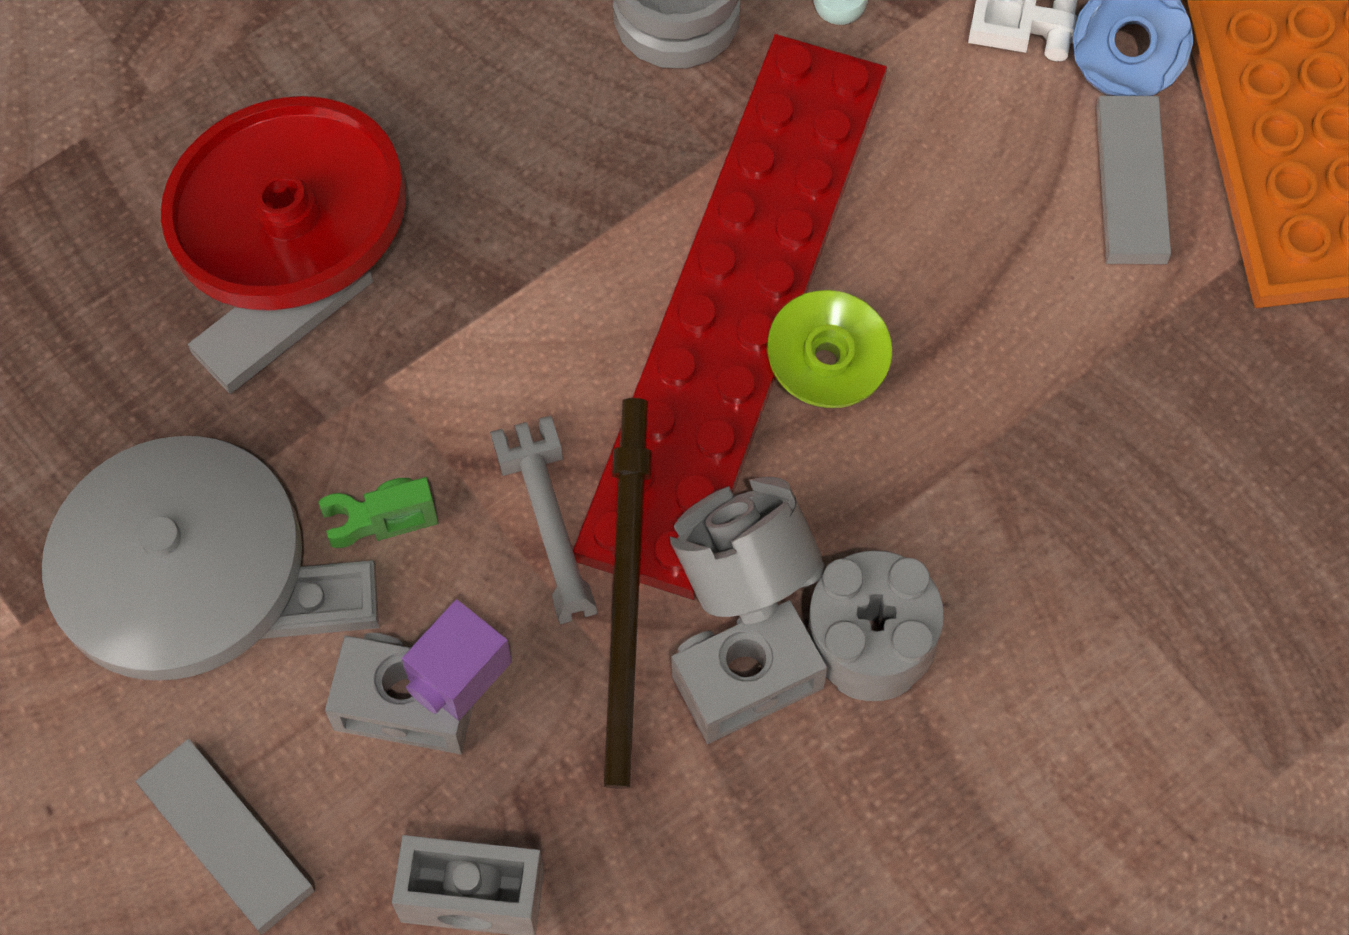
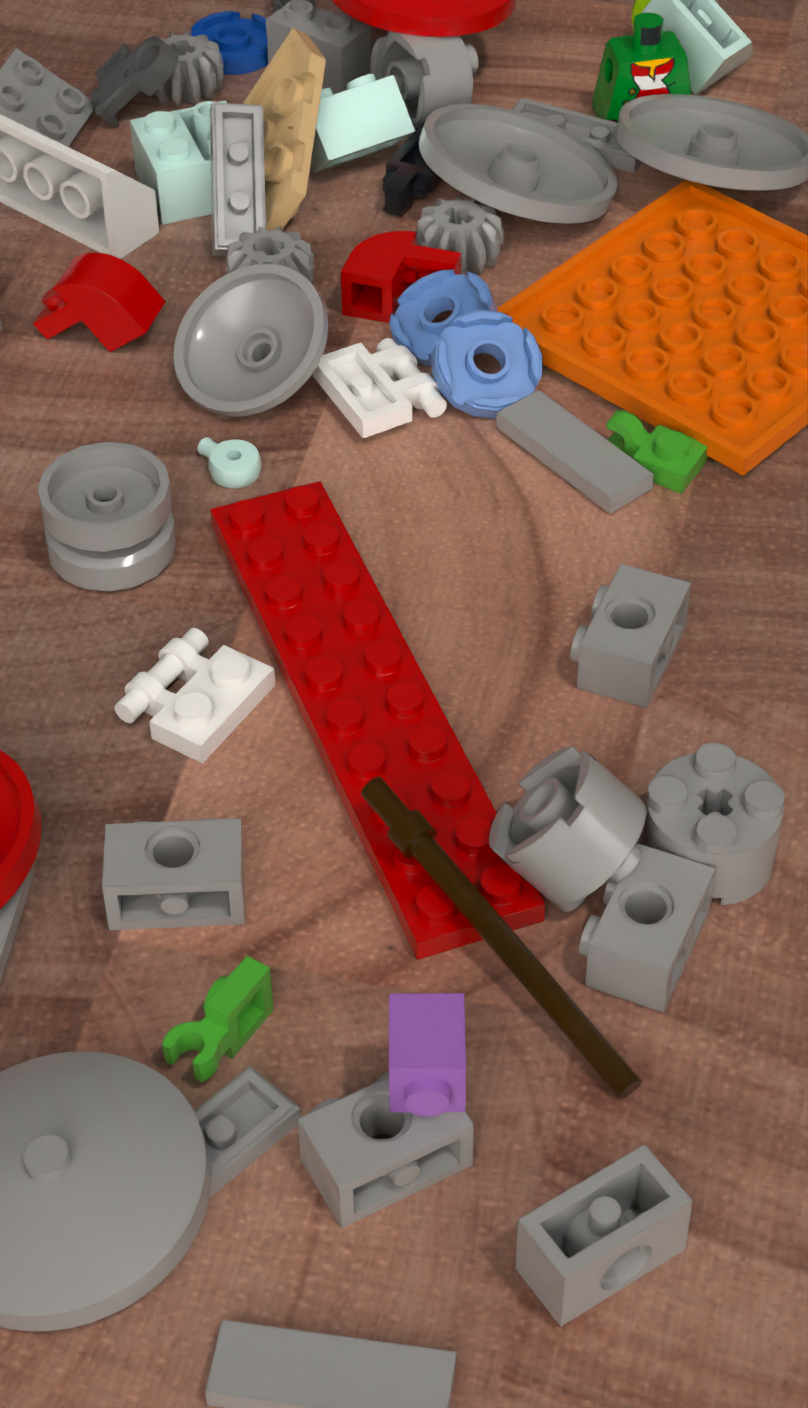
camera: 40 degrees left, 20 degrees down
(467, 391) = (174, 874): none -> light grey brick
(531, 458) = (307, 899): light grey hinge -> none
(618, 222) = (208, 706): none -> white plate
(835, 324) = (475, 674): lime dish -> none
(972, 430) = (631, 635): none -> light grey brick
(1202, 239) = (664, 452): none -> bright green plate

